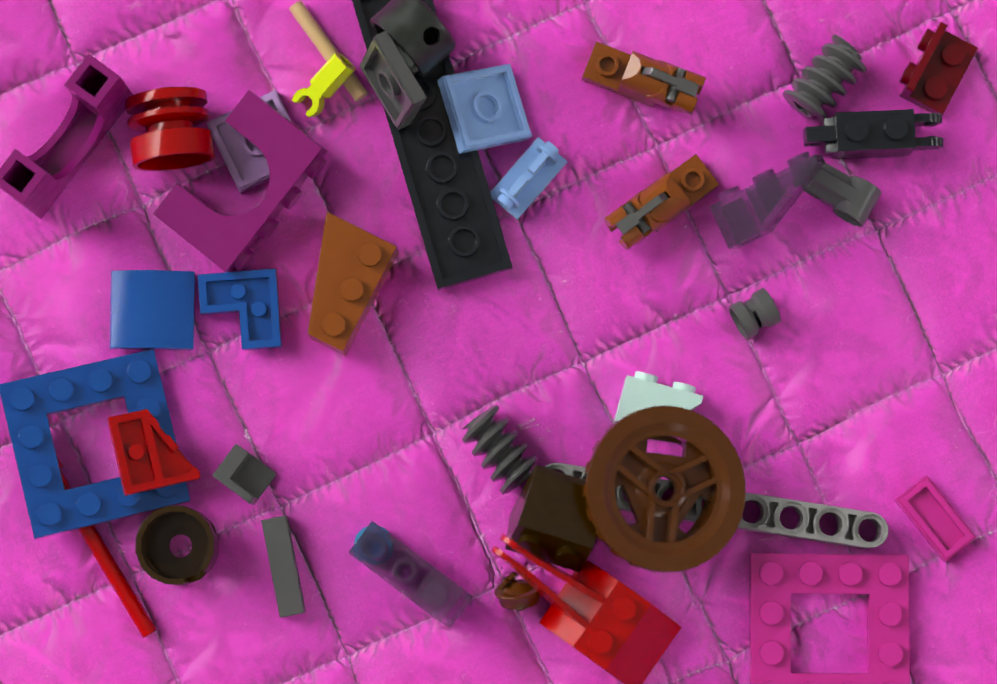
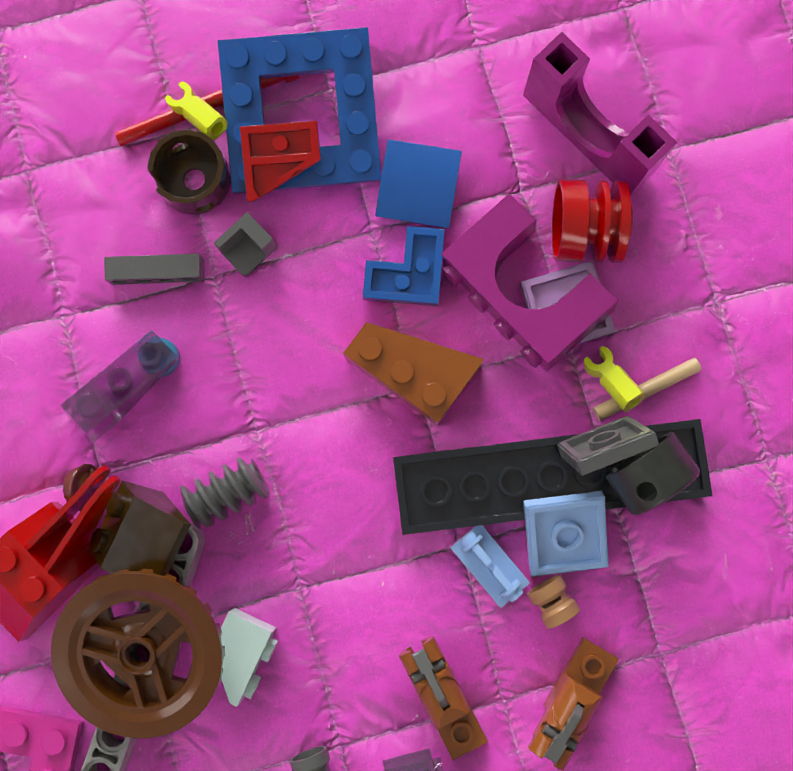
camera: 105 degrees right, 0 degrees up
(113, 547) = (198, 112): none -> neon yellow bar
(552, 111) = (553, 602): none -> medium nougat wheel

